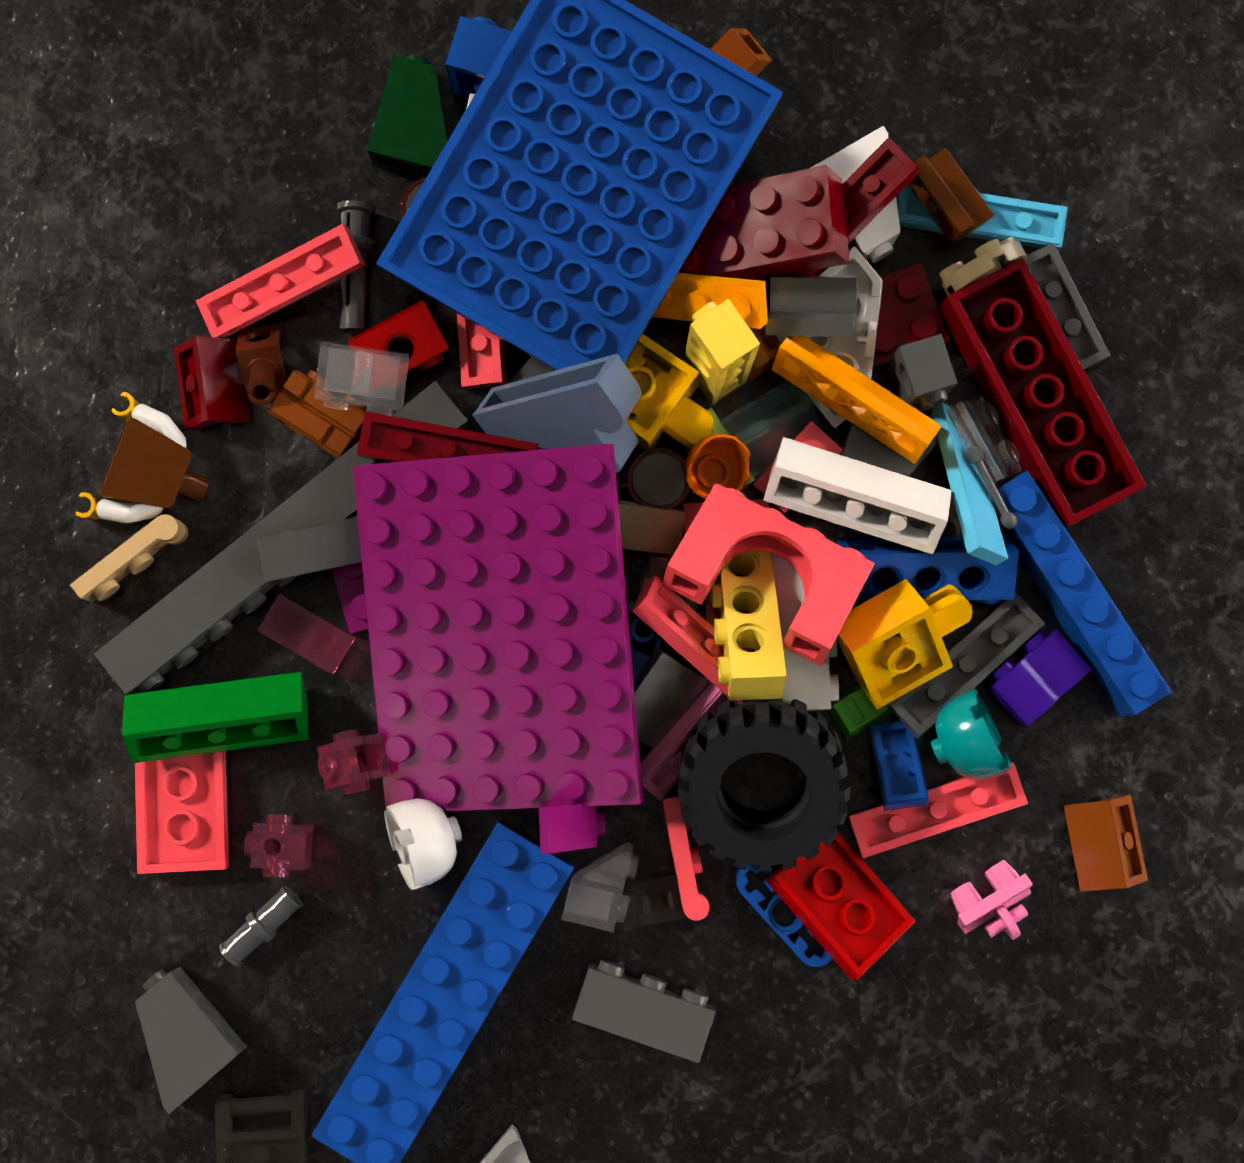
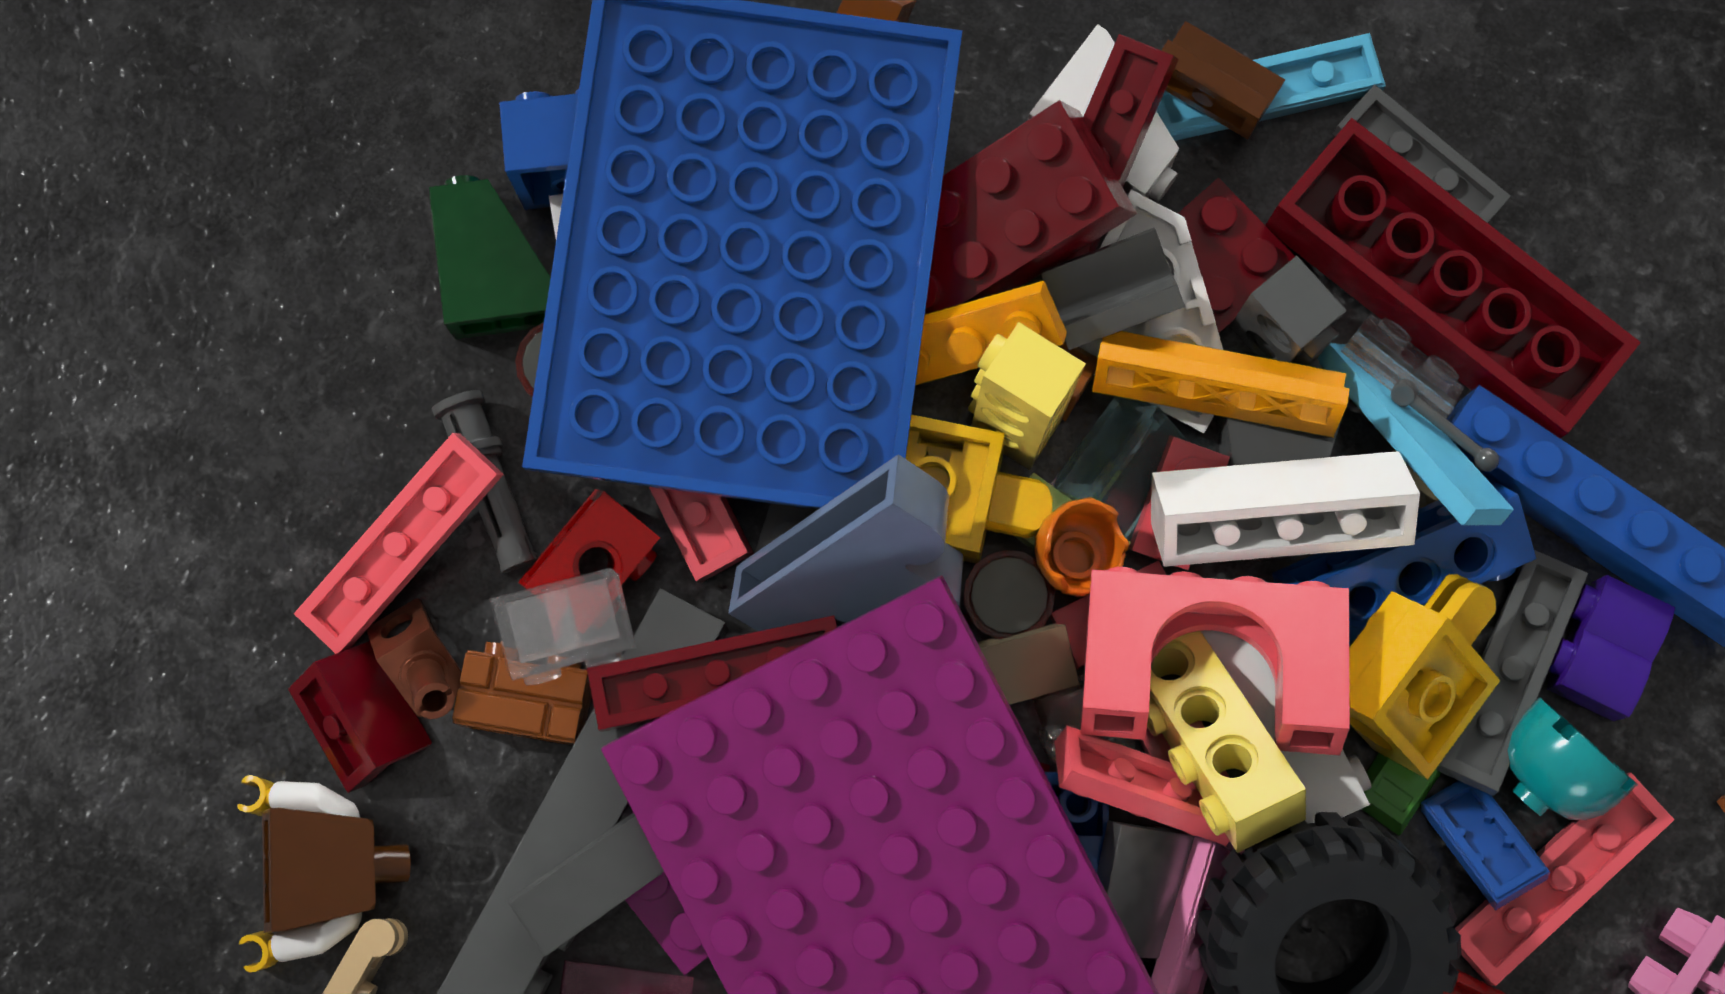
camera: 20 degrees left, 5 degrees down
(990, 258) = (1312, 135): dark tan plate -> none

